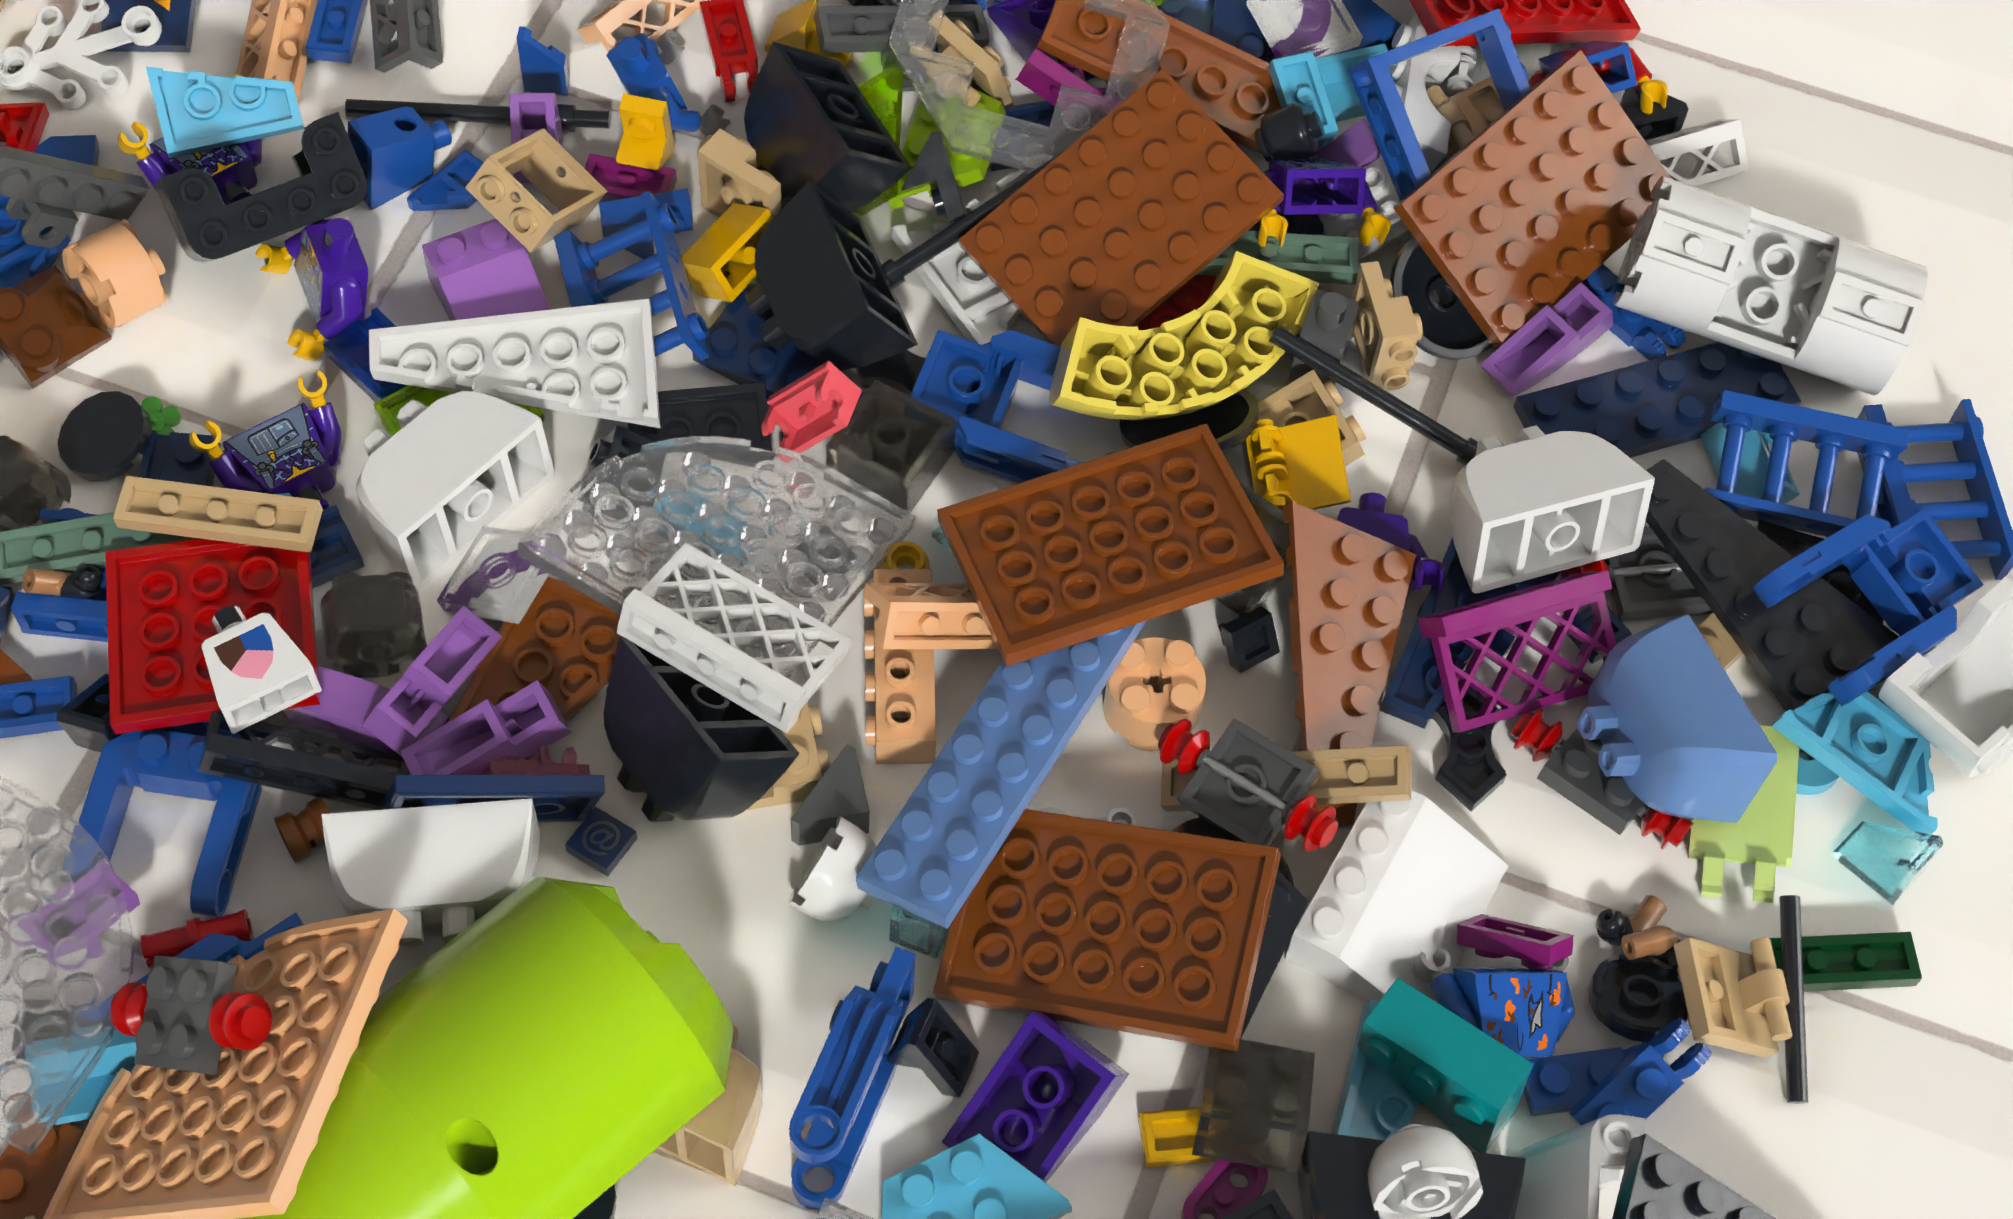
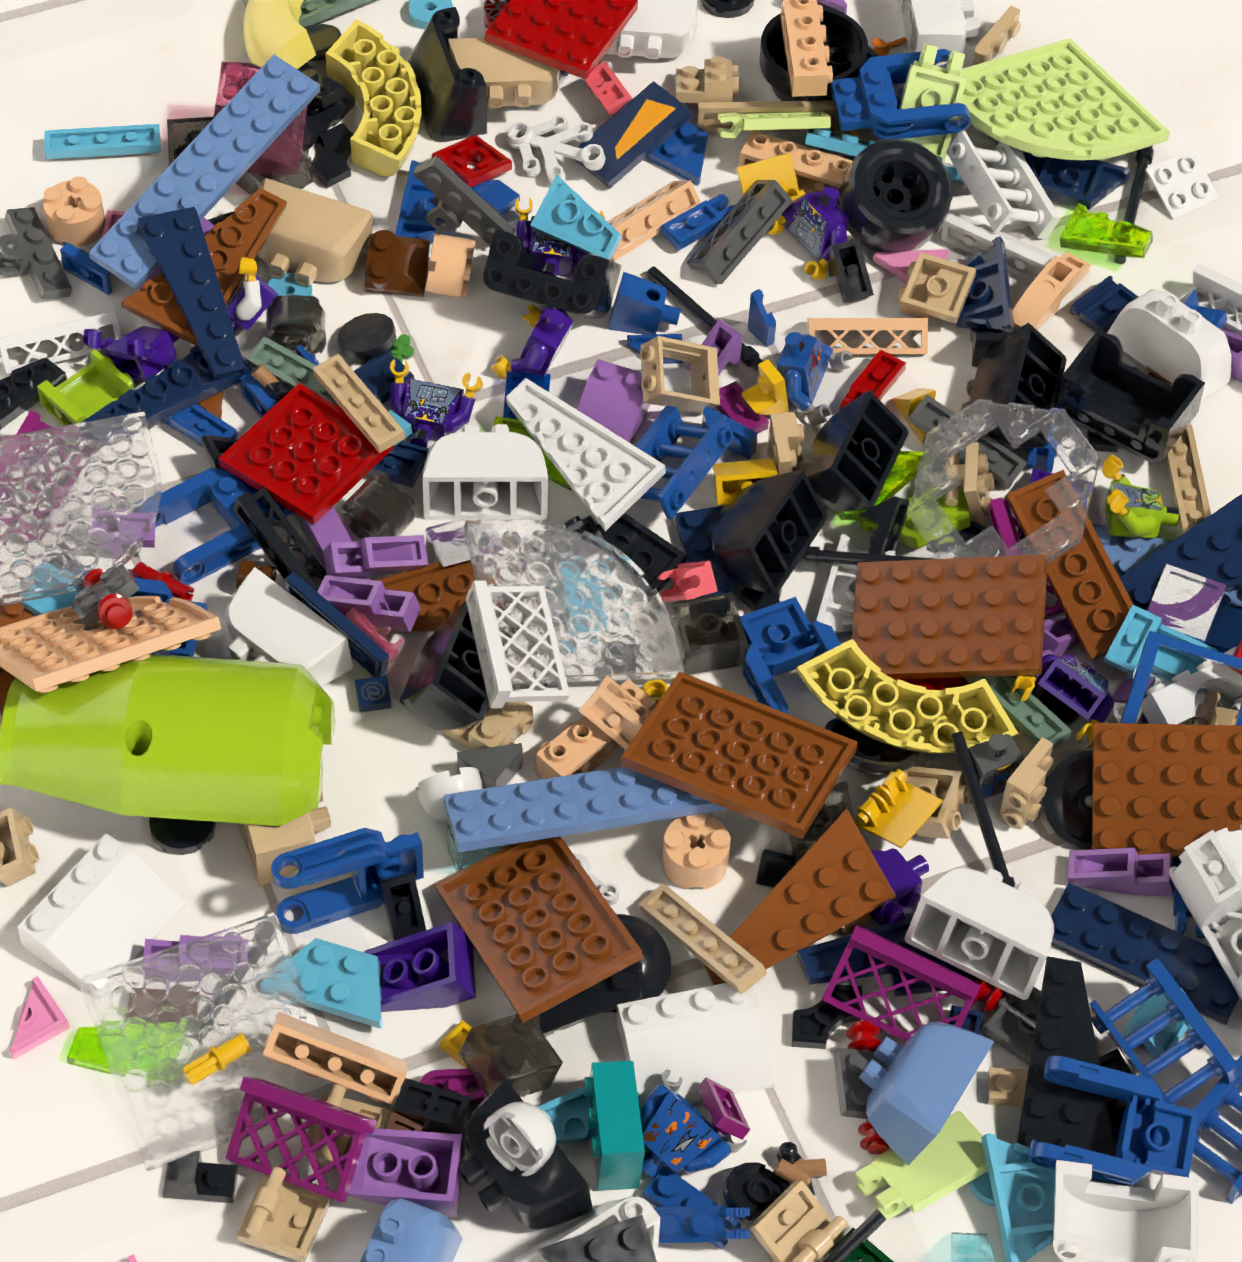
camera: 50 degrees right, 5 degrees down
(255, 668) = (295, 481): white torso -> none
(1248, 785) = (675, 921): dark grey plate -> none
(1289, 133) = (1096, 649): black head -> none

